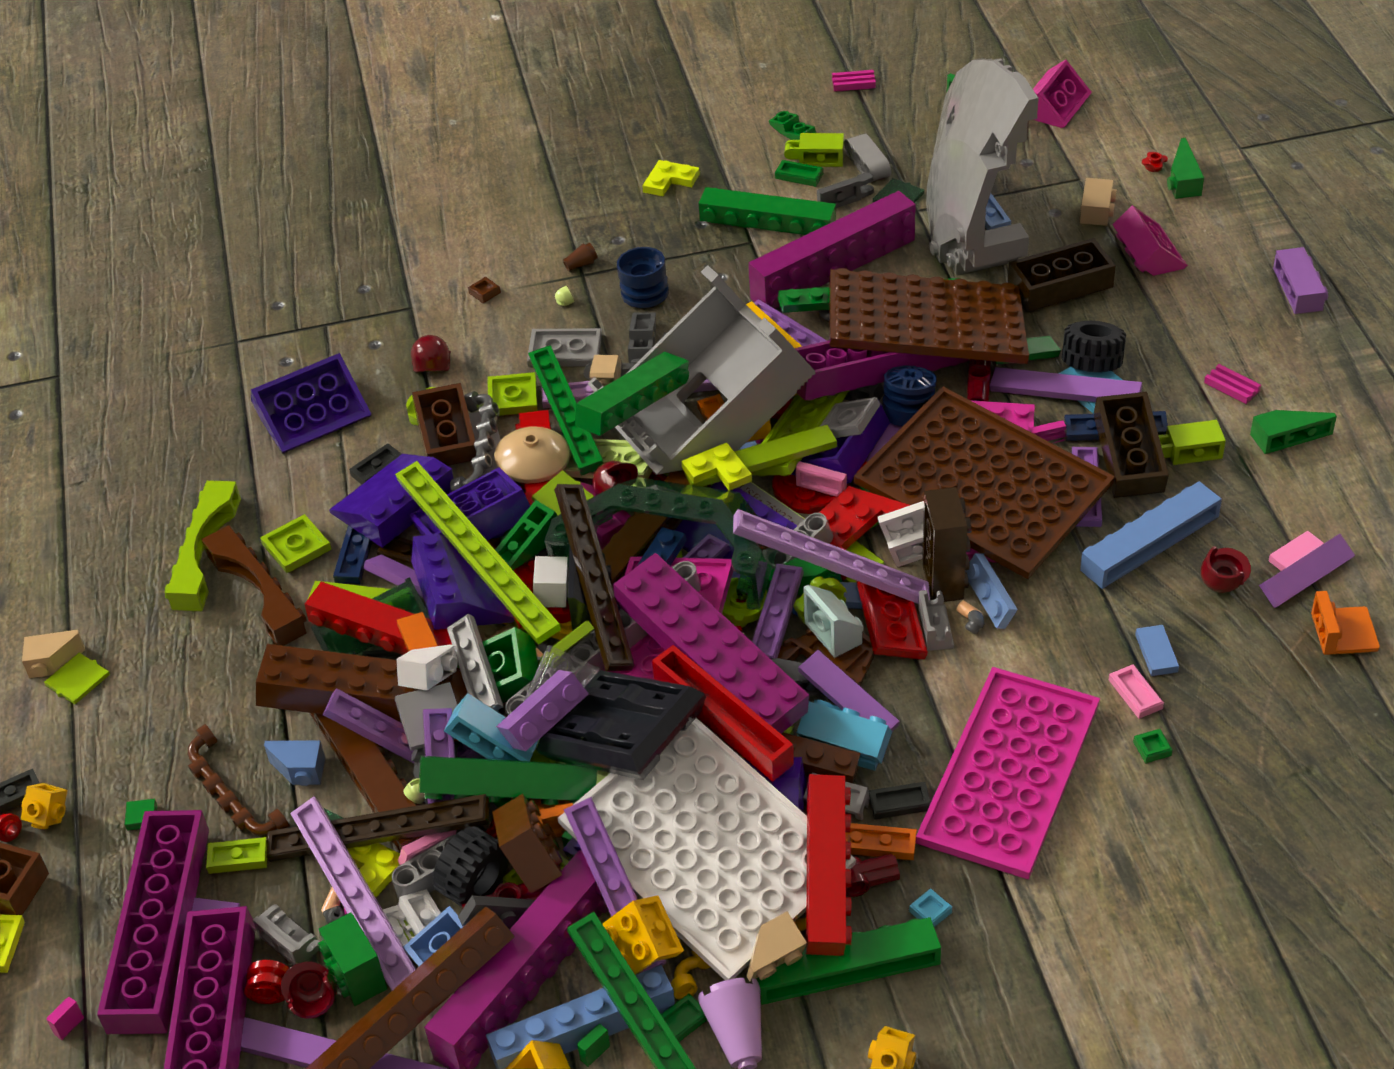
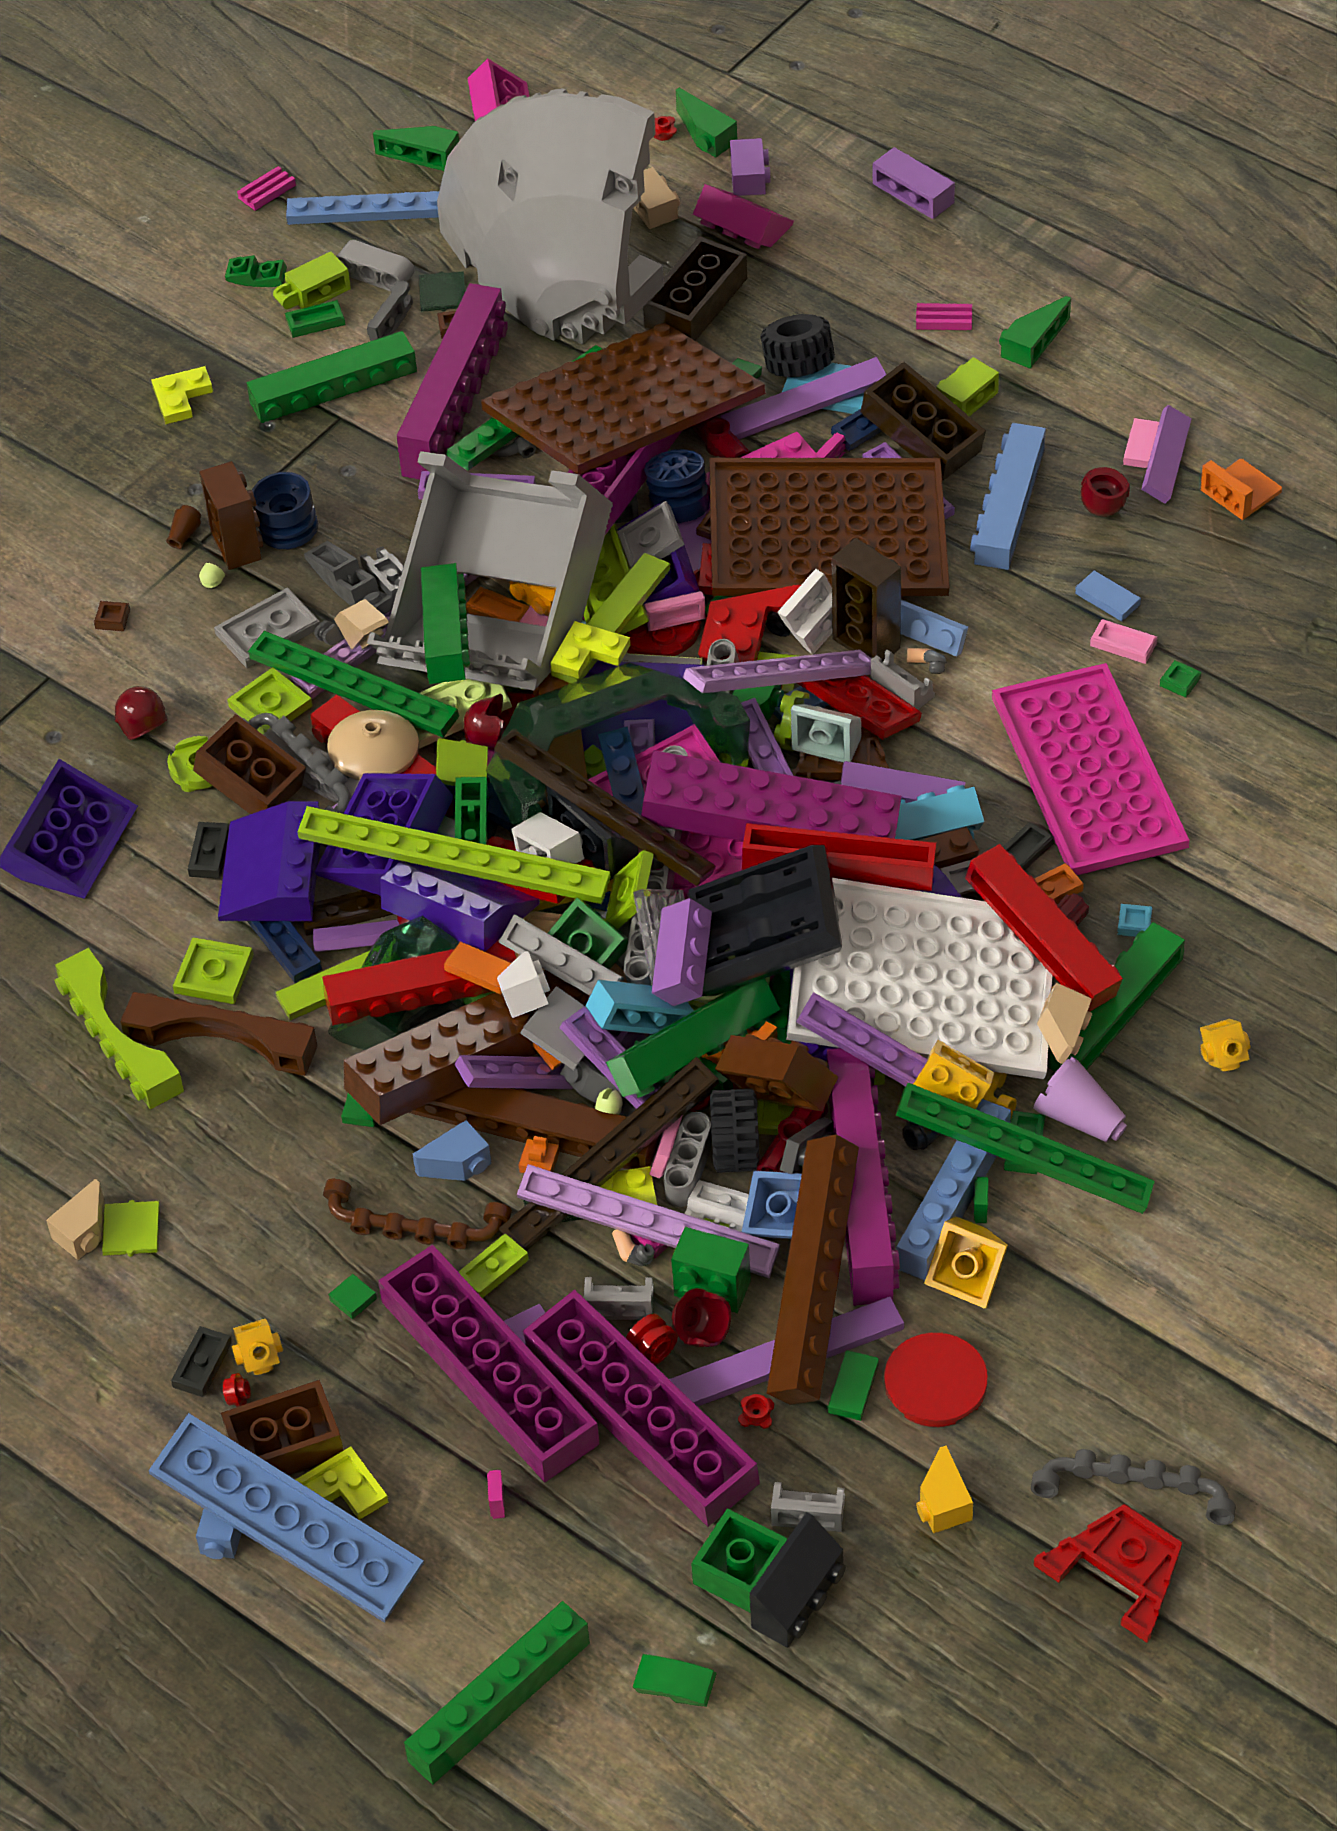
camera: 40 degrees left, 5 degrees up
(348, 800) = (539, 1154): none -> orange tile
(598, 259) = (231, 515): none -> reddish brown brick
(921, 128) = (362, 207): none -> medium blue plate
(1186, 213) = (748, 167): none -> medium lavender brick

